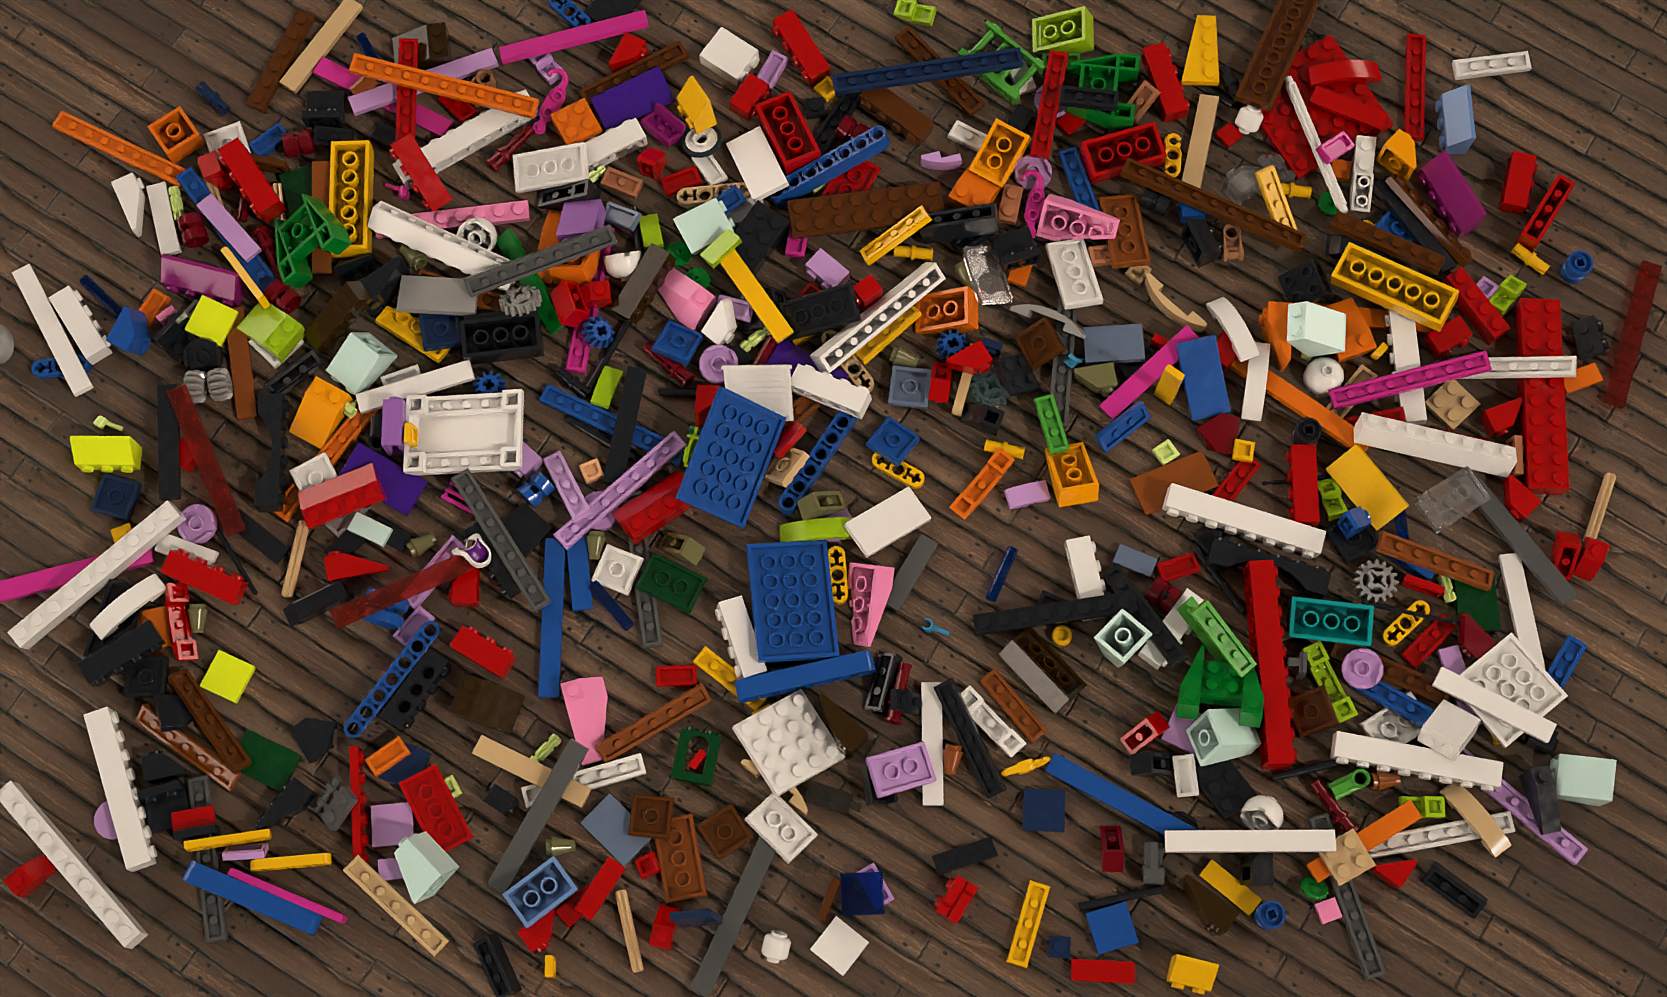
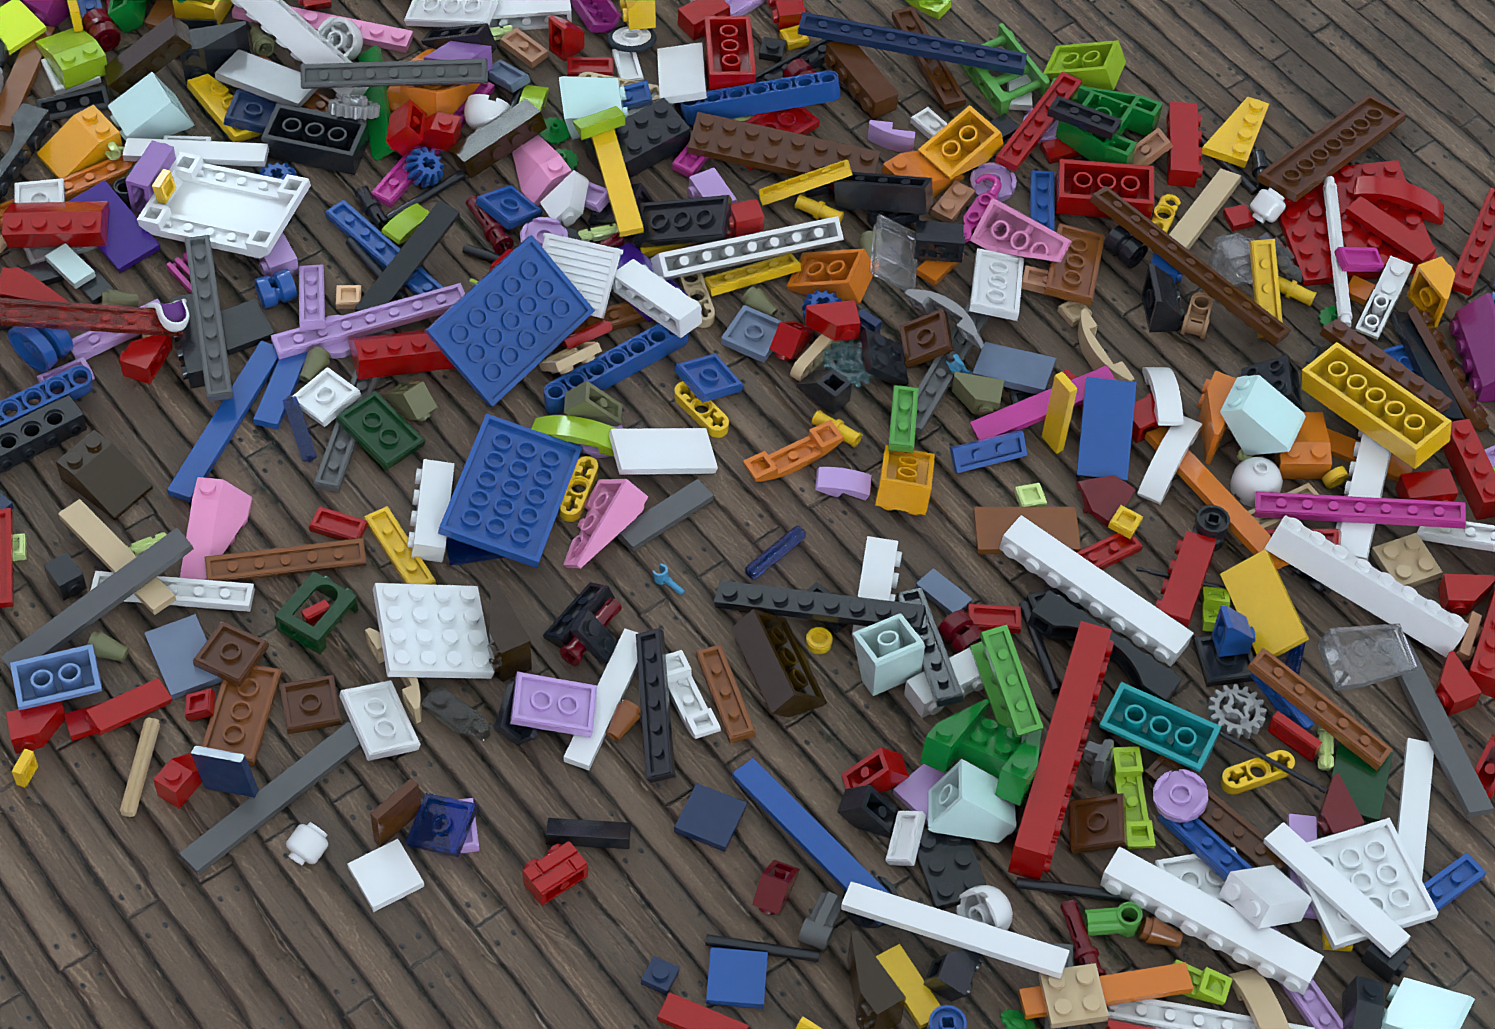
camera: 15 degrees right, 20 degrees down
(483, 651) = (129, 424): red brick -> none
(804, 676) = (479, 570): blue beam -> none
(1025, 766) = (709, 759): yellow piece -> none
(1028, 924) = (632, 936): yellow tile -> none
(1427, 642) = (1279, 802): red tile -> none

